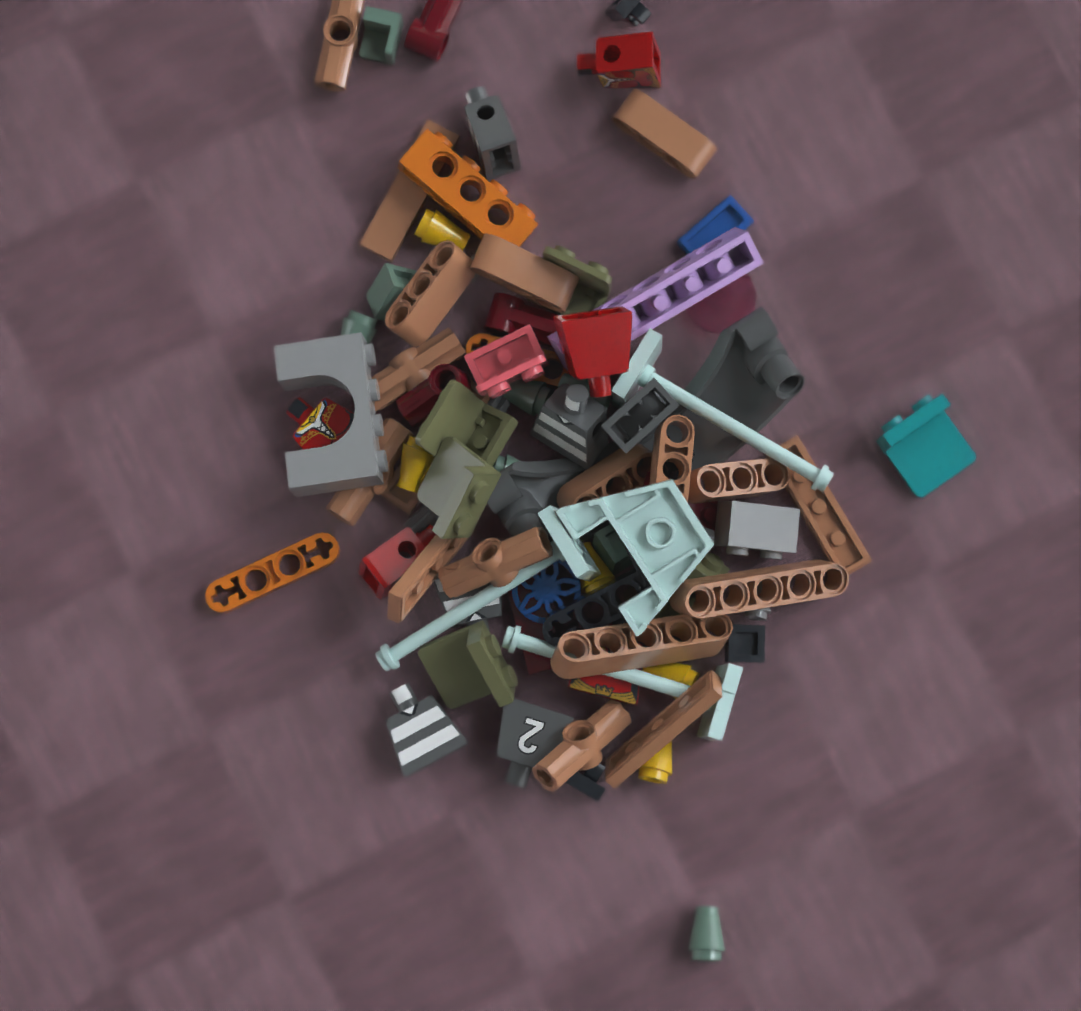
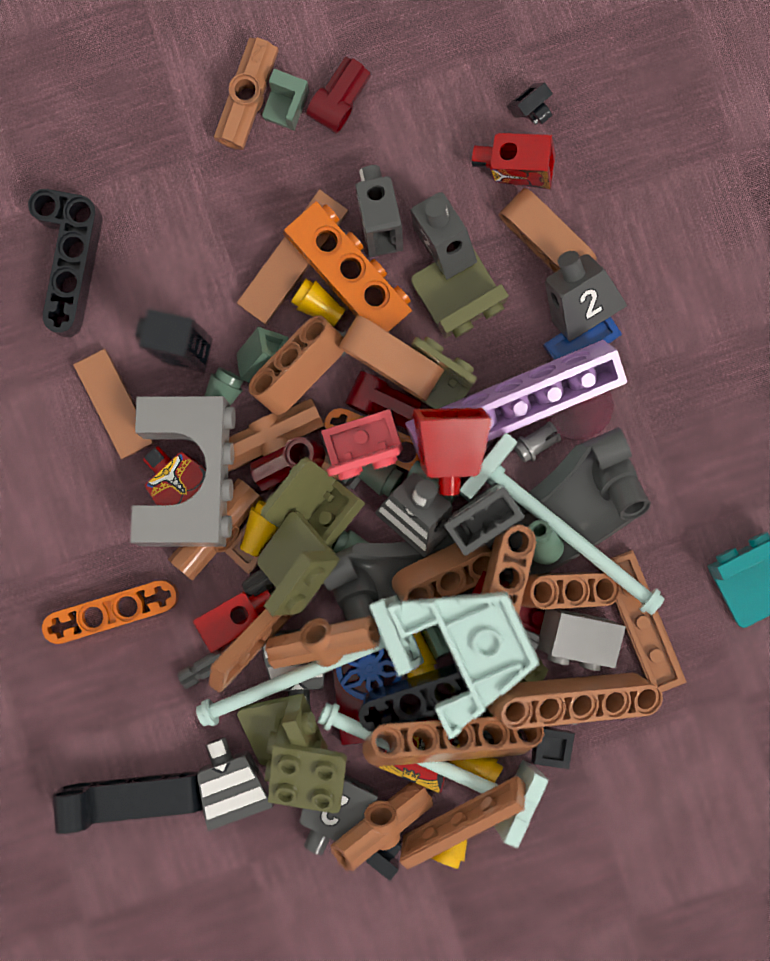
camera: 10 degrees right, 5 degrees up
(182, 230) = (63, 266): none -> black beam
(247, 362) = (112, 402): none -> nougat tile
(306, 282) = (174, 340): none -> black brick
(318, 759) = (124, 799): none -> black beam
(375, 617) = (190, 675): none -> dark grey axle
(495, 701) = (304, 774): none -> olive bracket
(550, 136) = (439, 226): none -> dark grey torso
(583, 201) = (460, 299): none -> olive bracket
(682, 341) = (536, 442): none -> light grey pin
(705, 185) = (581, 295): none -> dark grey torso
(708, 438) = (548, 544): none -> sand green cone

